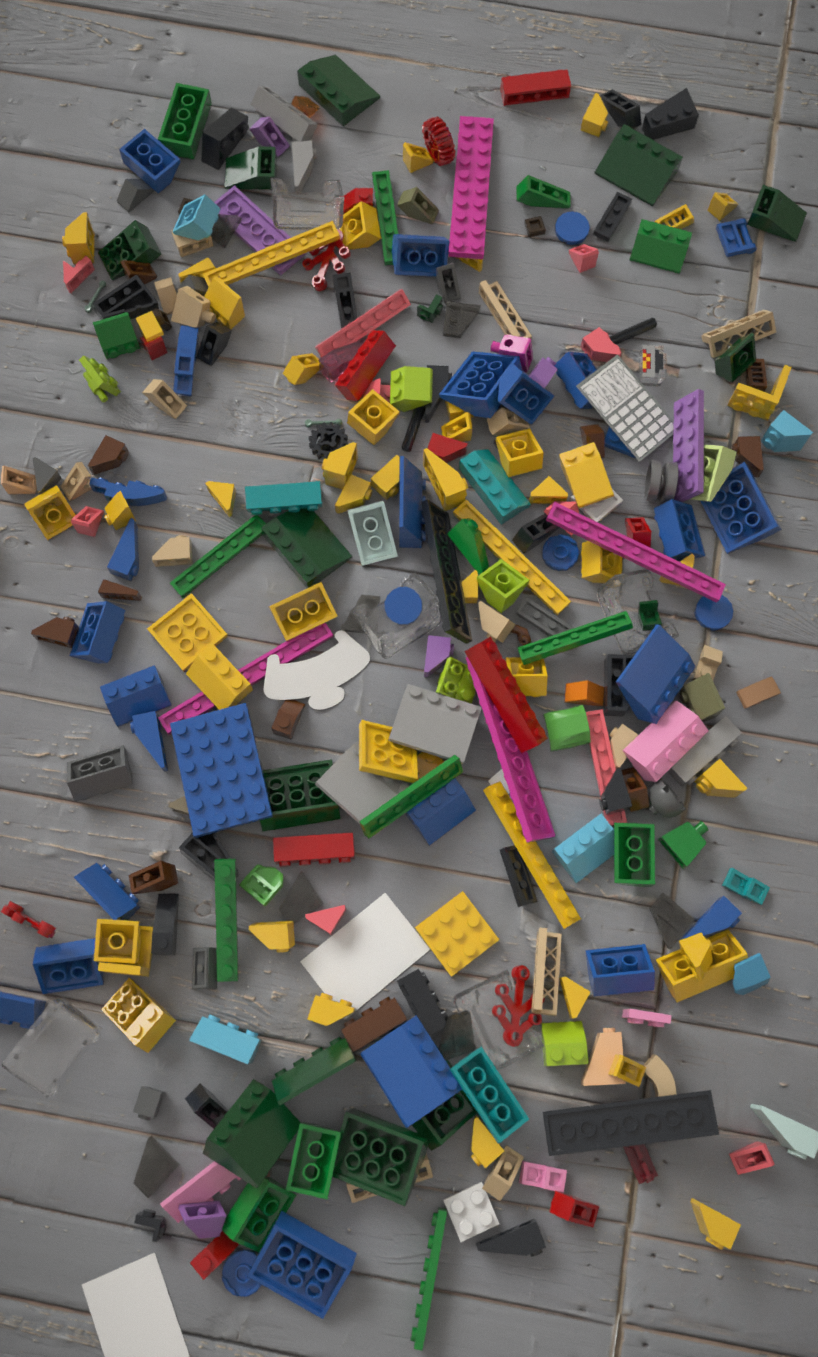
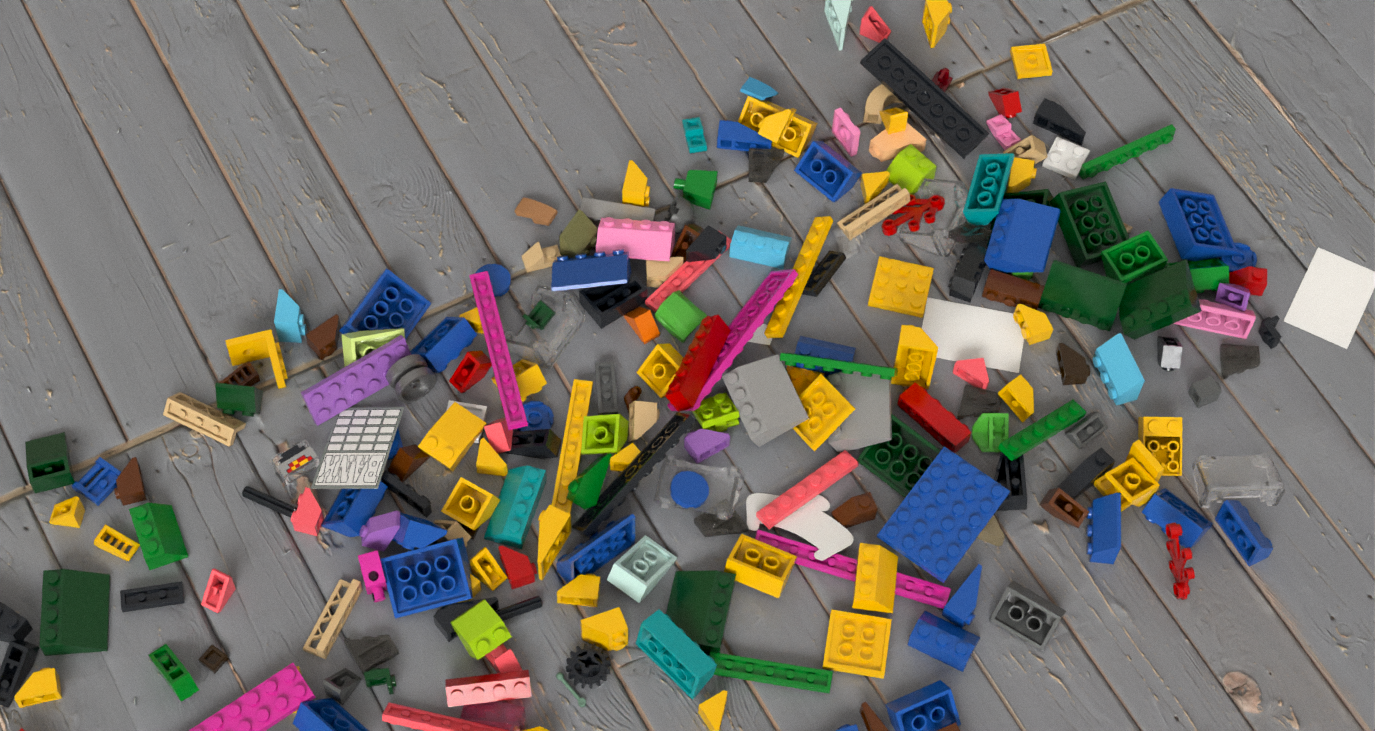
camera: 130 degrees left, 15 degrees down
(174, 552) = (799, 709): tan slope -> none
(264, 1007) = (1071, 366): none -> dark brown slope
(336, 699) = (807, 489): none -> coral plate
(353, 494) = (630, 607): yellow slope -> none
(369, 860) = (914, 357): none -> yellow slope
(372, 417) = (535, 642): yellow slope -> none
(565, 419) = (407, 493): none -> black plate
(572, 228) = (190, 625): blue tile -> none
(575, 637) = (606, 350): green plate -> none
(602, 1283) = (1031, 61): none -> yellow plate
(634, 854) = (738, 206): green slope -> none
(717, 255) = (130, 484): none -> reddish brown slope

